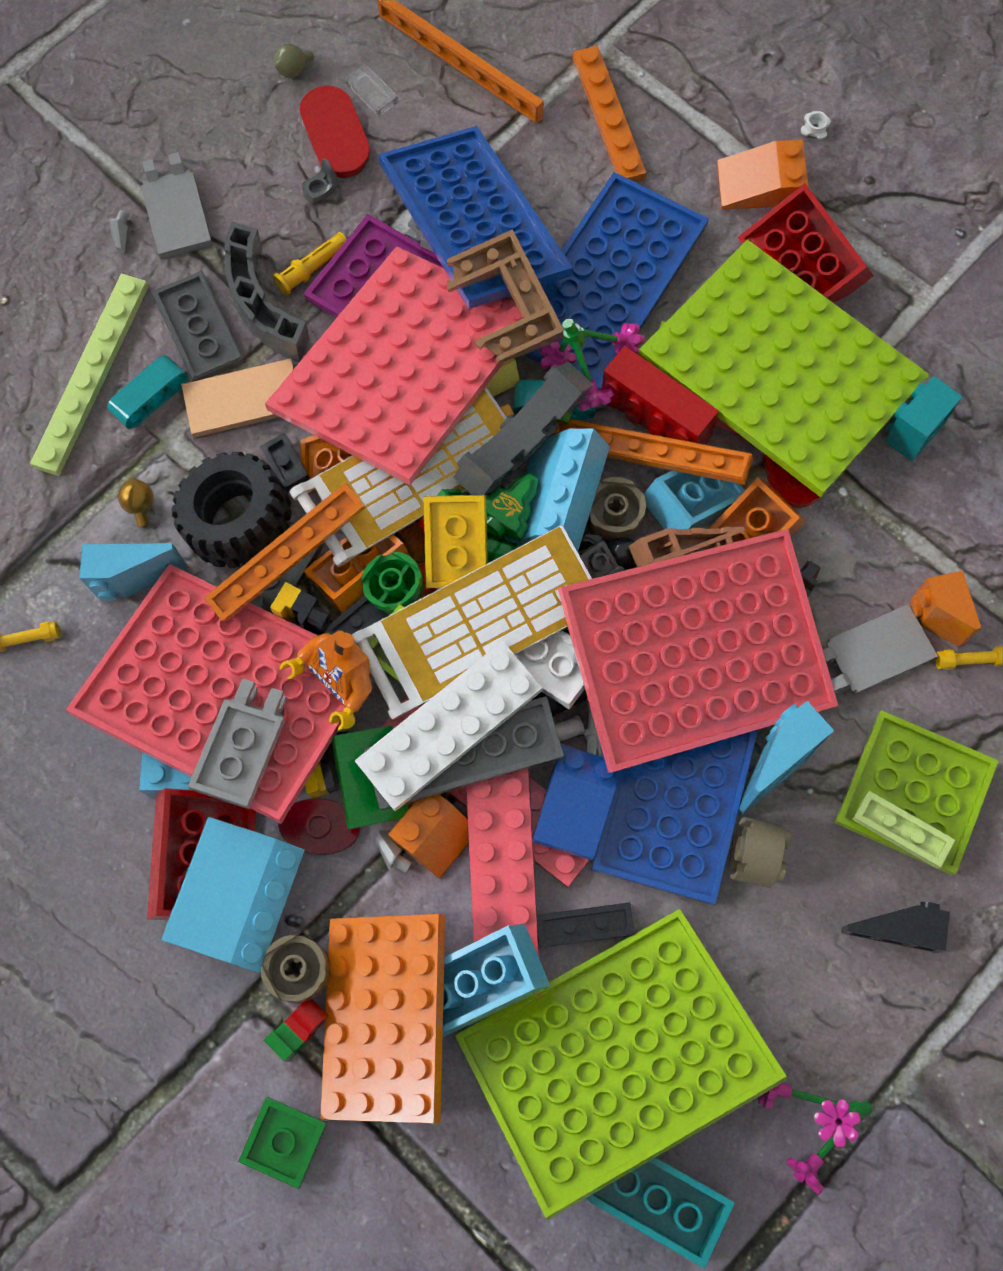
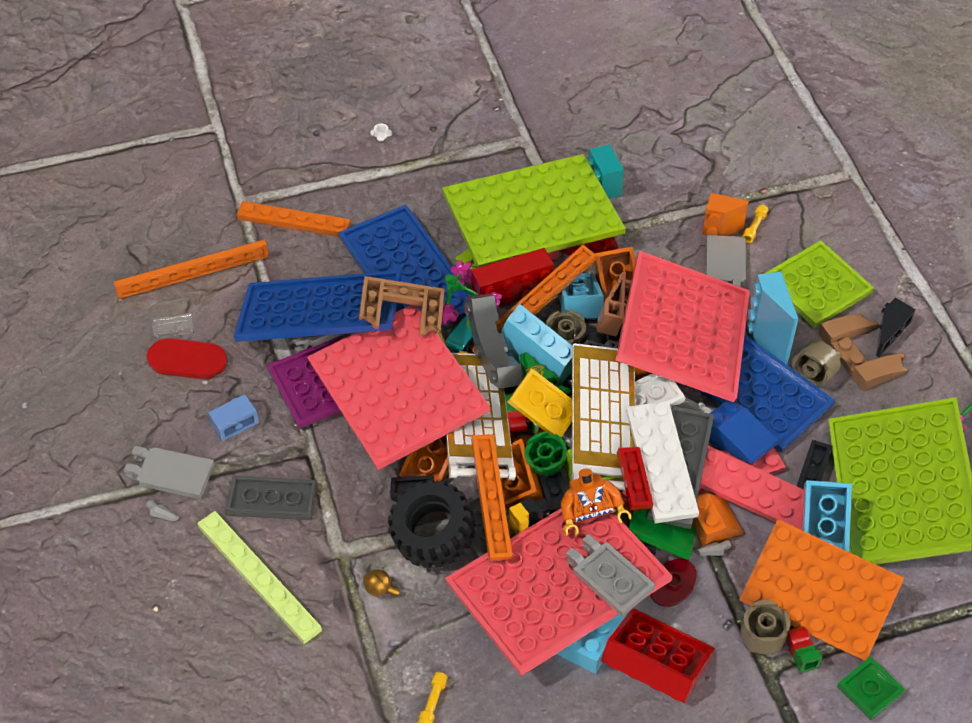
camera: 65 degrees left, 20 degrees down
(125, 569) = (426, 610): medium azure slope -> none
(147, 392) = (302, 545): teal beam -> none
(233, 398) = (344, 495): light nougat tile -> none
(233, 894) = (700, 636): medium azure slope -> none
(268, 323) = (282, 451): dark grey brick -> none
(277, 223) = (233, 417): none -> medium blue brick
(291, 60) = (116, 356): olive piece -> none
(302, 269) = (277, 419): yellow pin -> none
(322, 184) = (221, 380): dark grey hair -> none
(396, 705) = (634, 478): none -> red plate
(762, 175) = (397, 168): orange slope -> none
(795, 925) = (865, 373): none -> medium nougat wedge
(809, 245) = (456, 165): red slope -> none
(903, 830) = (838, 294): yellowish green plate -> none

